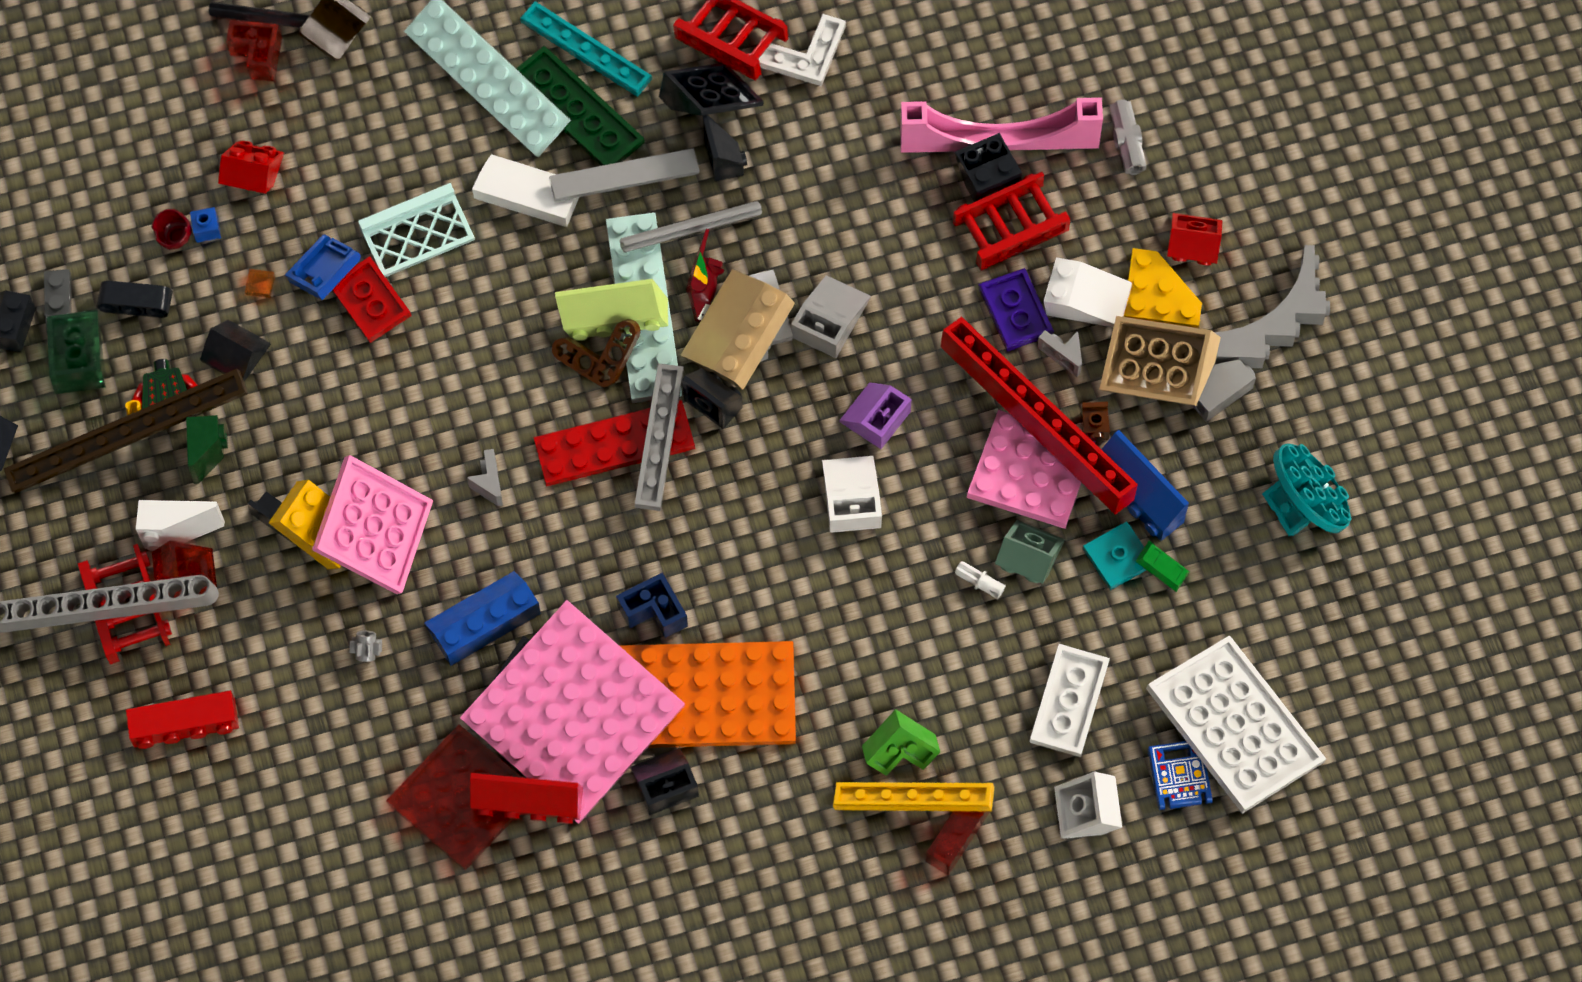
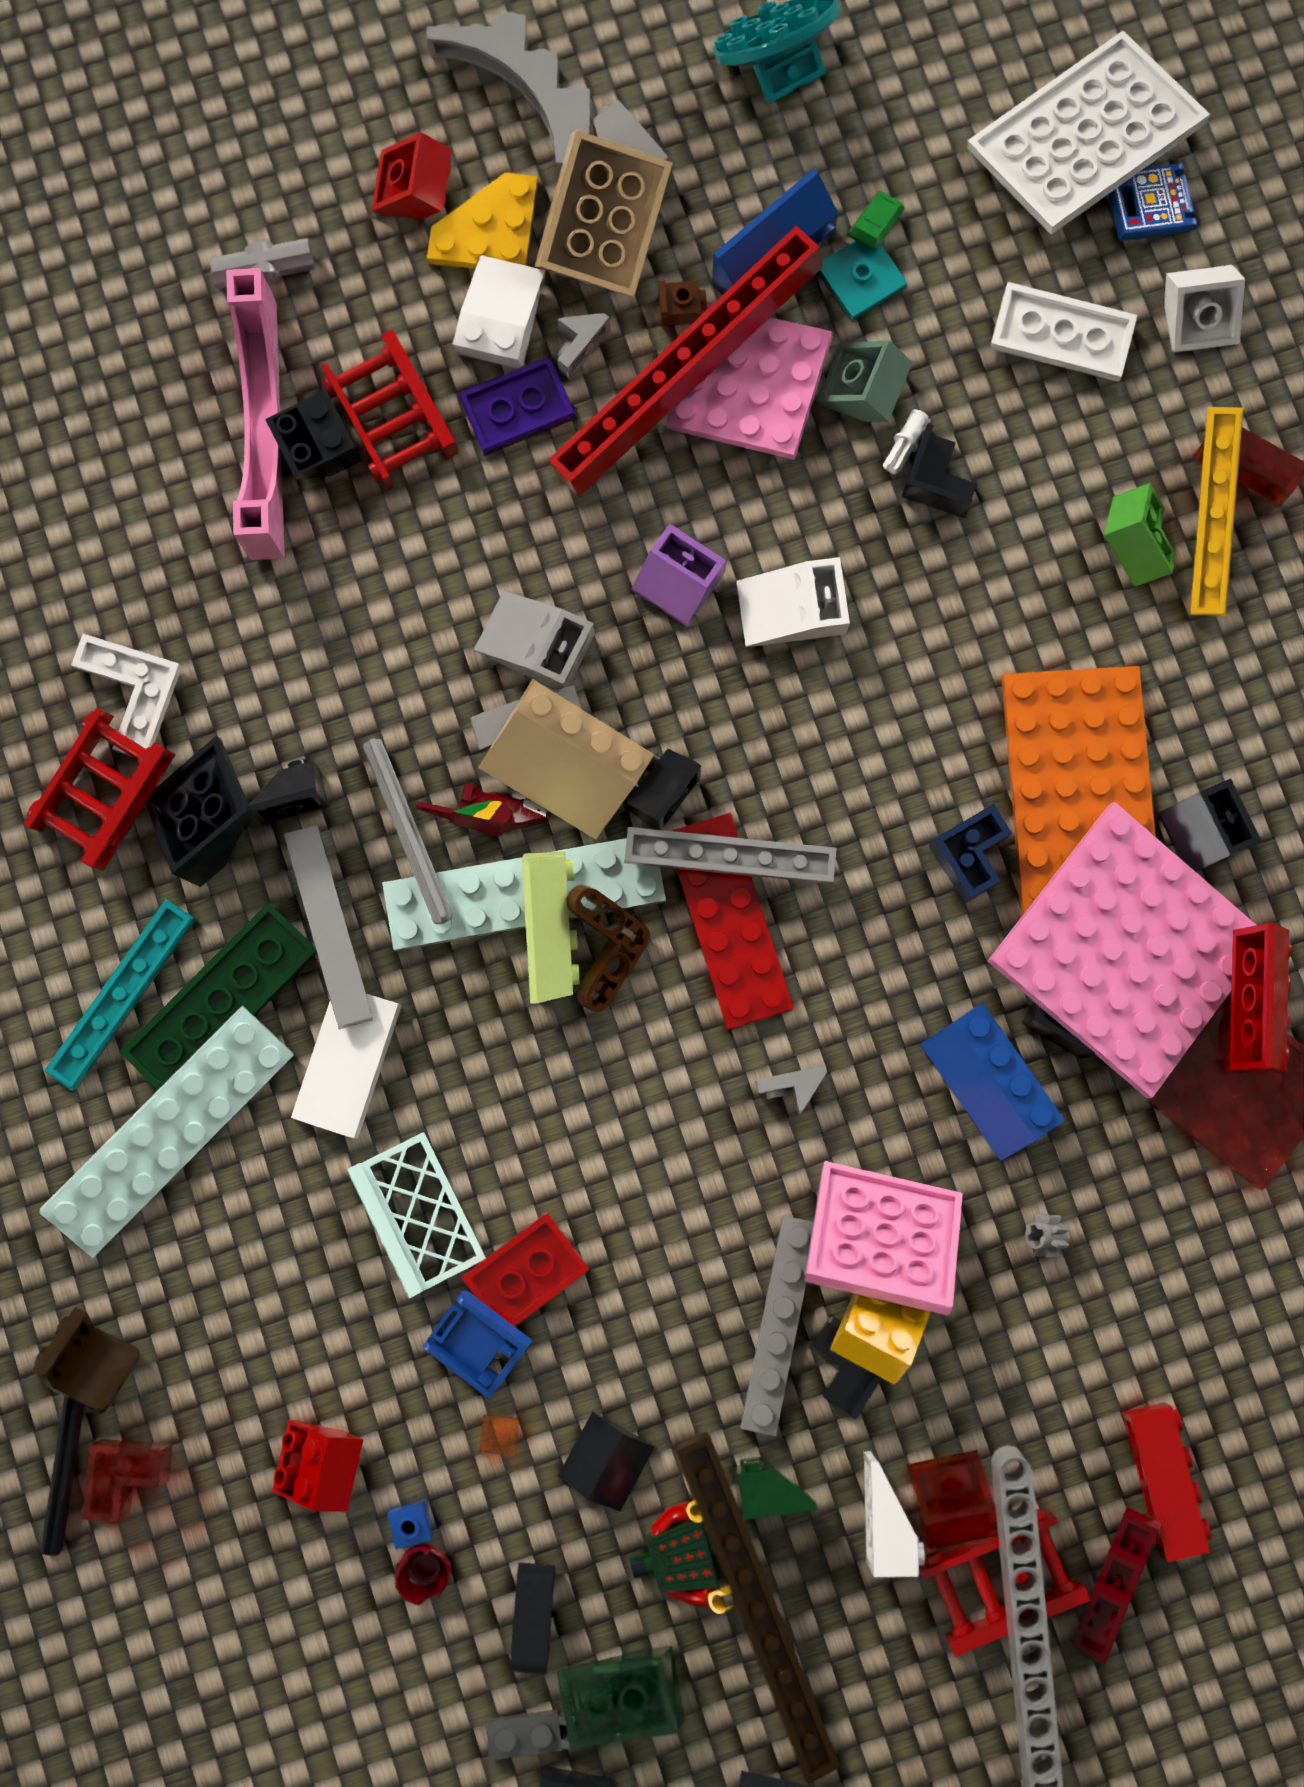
camera: 90 degrees left, 15 degrees up
(115, 680) = (1116, 1585): none -> dark red slope
(297, 460) = (778, 1328): none -> light grey plate
(952, 594) = (929, 481): none -> black panel

